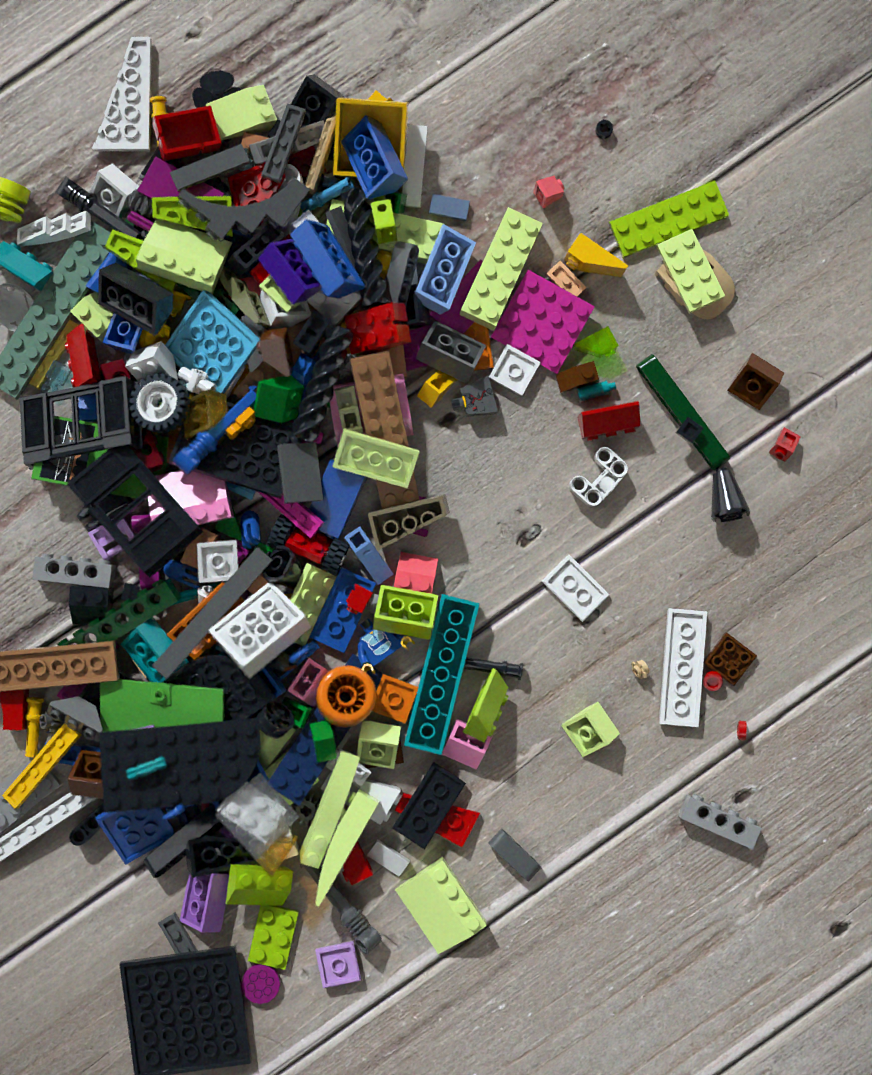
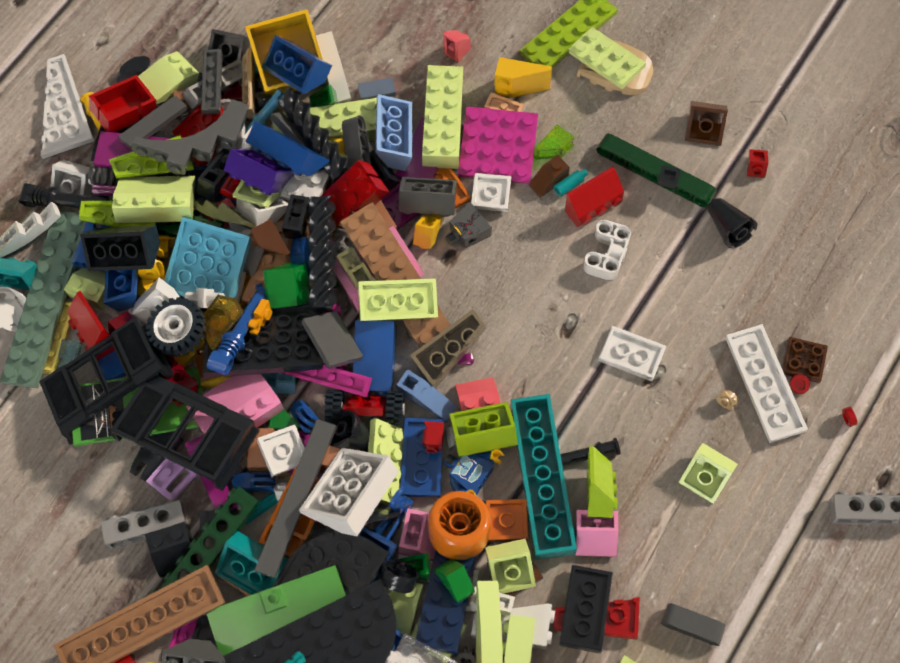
camera: 20 degrees left, 20 degrees down
(384, 220) = (322, 100): lime torso -> none

